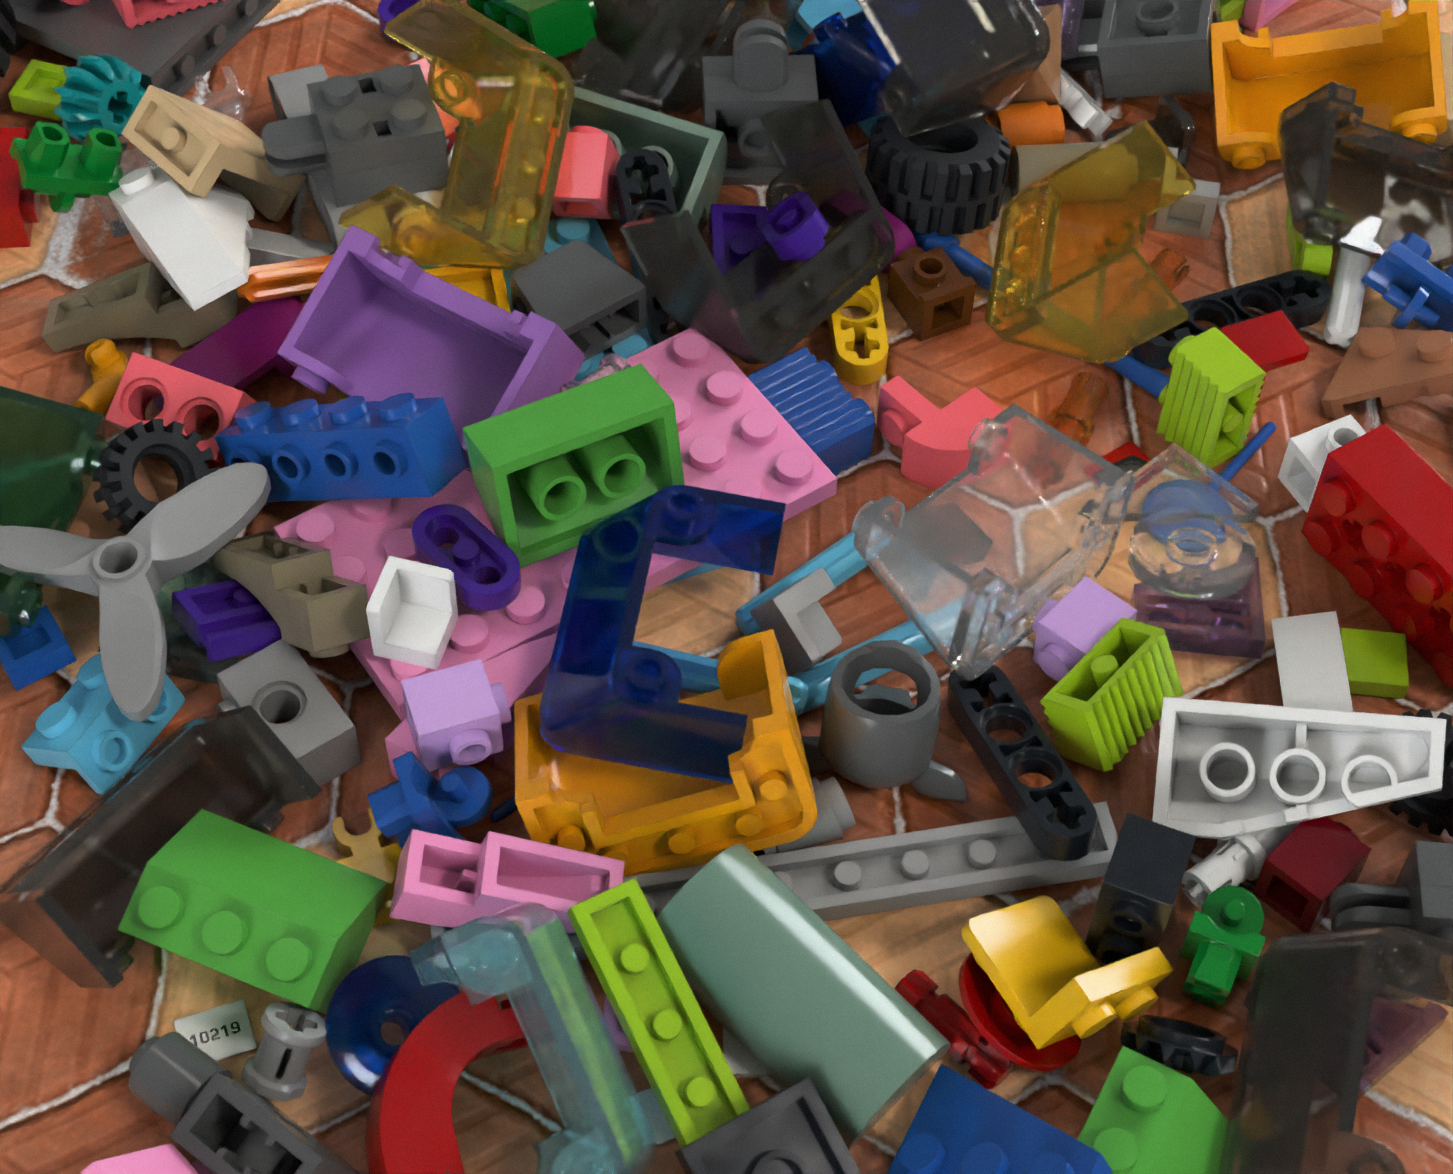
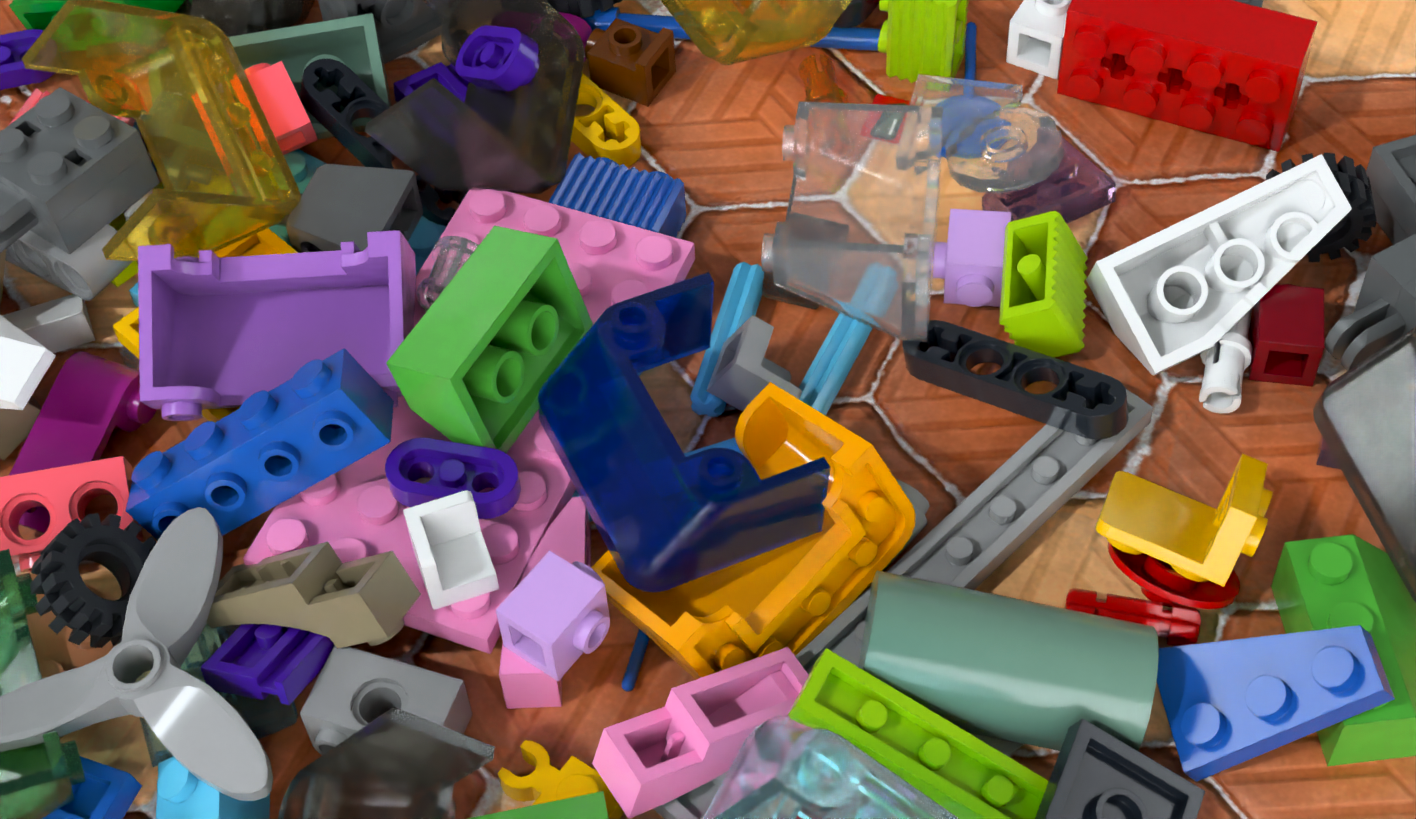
camera: 30 degrees left, 0 degrees up
(283, 279) = (89, 326): orange axle -> none
(428, 804) = (582, 710): blue hips -> none
(880, 734) = (905, 422): dark grey piece -> none
(931, 438) = (742, 175): coral brick -> none
(1138, 889) = (1195, 422): black brick -> none
(1180, 1045) = (1313, 518): black gear -> none
(1222, 944) = (1282, 427): green hips -> none
(1311, 662) = (1158, 183): white slope -> none
(1375, 662) = (1192, 159): lime tile -> none

